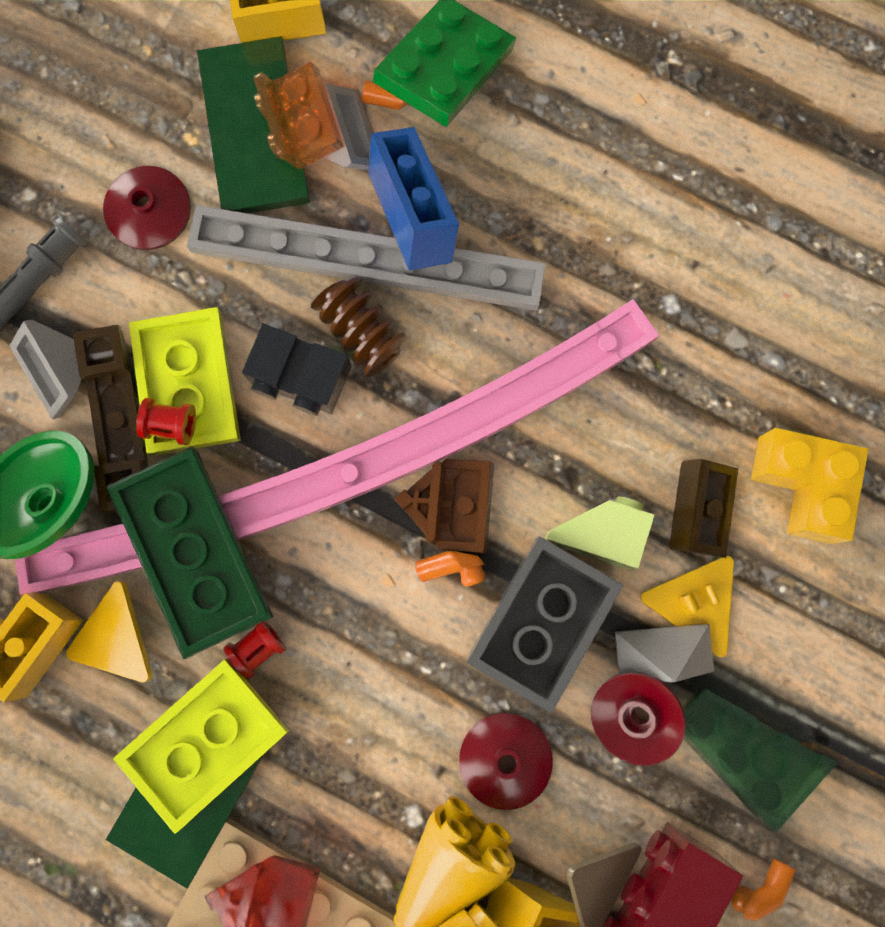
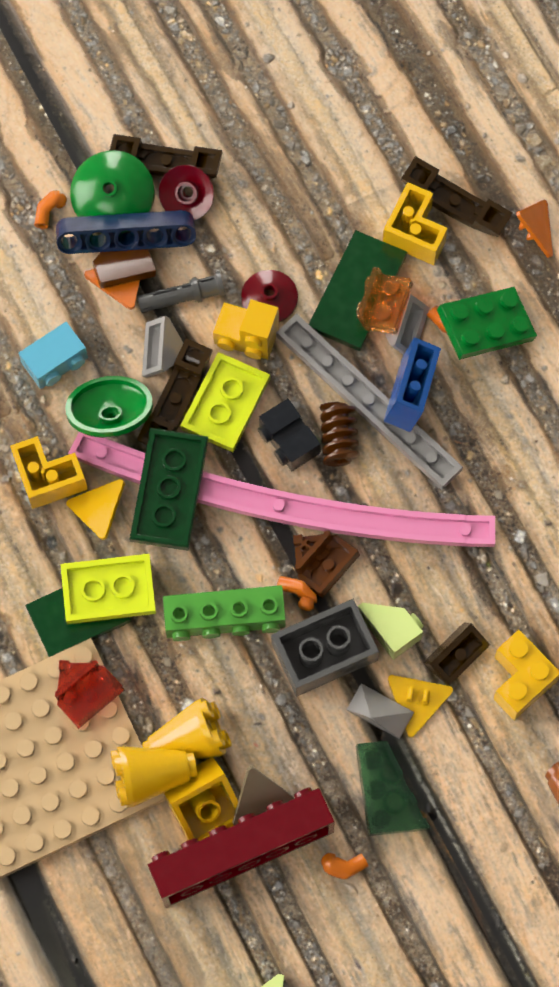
camera: 35 degrees right, 10 degrees down
(146, 266) = (247, 329): none -> yellow brick
(166, 421) = (203, 415): red bush -> none
(254, 649) = (158, 567): red bush -> none
(374, 666) = (224, 612): none -> bright green brick
(501, 736) = (259, 724): dark red dish -> none
(630, 736) = (330, 726): dark red dish -> none

